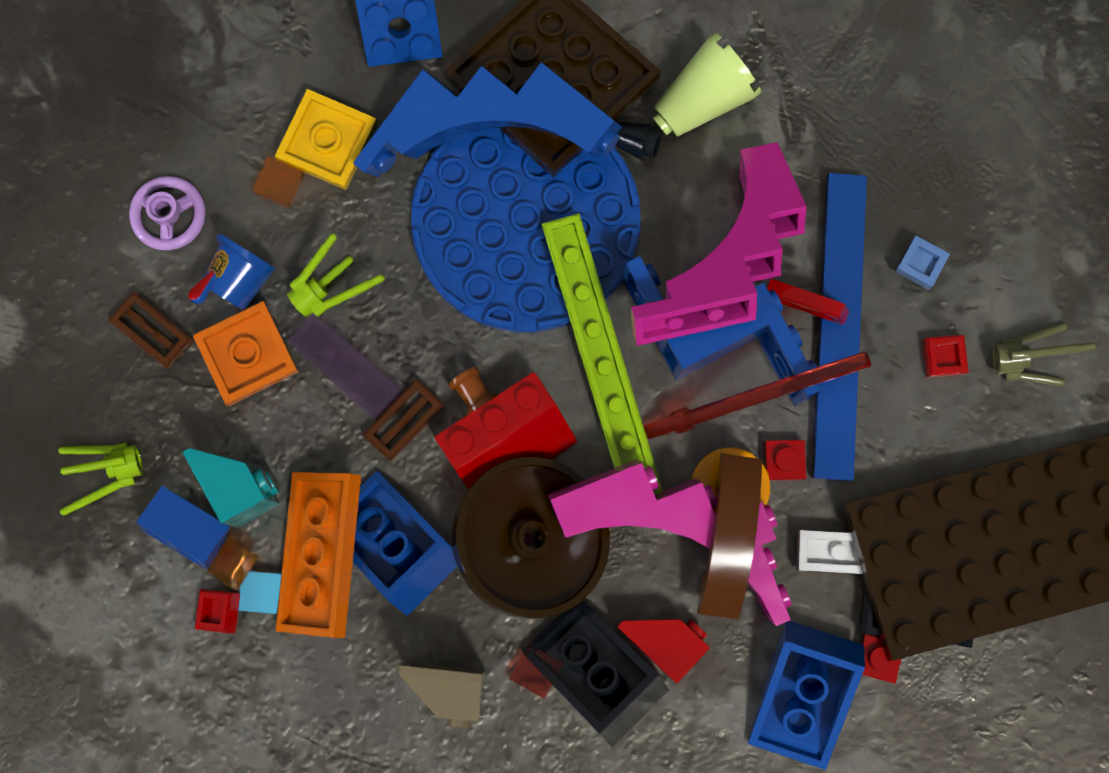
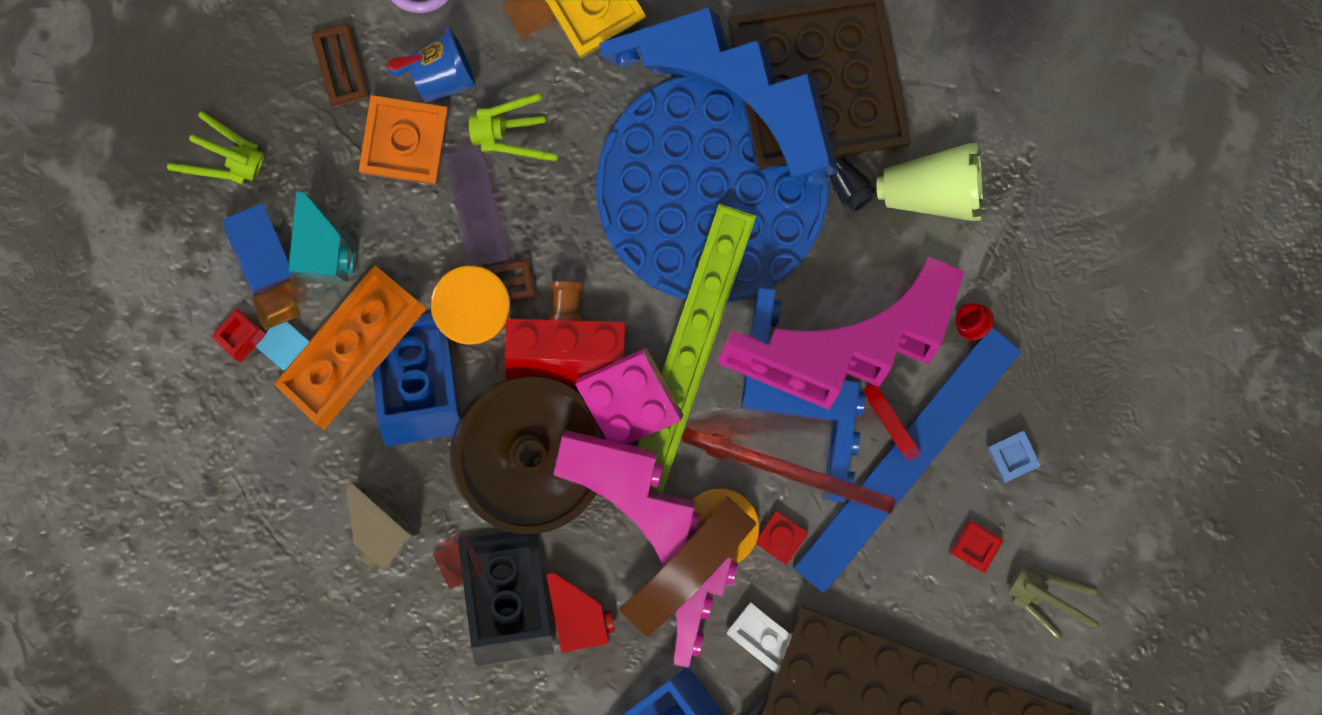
camera: 35 degrees right, 5 degrees up
(395, 448) = (470, 305): none -> light orange tile
(582, 431) = (629, 398): none -> dark pink plate
(812, 178) = (974, 321): none -> red plate

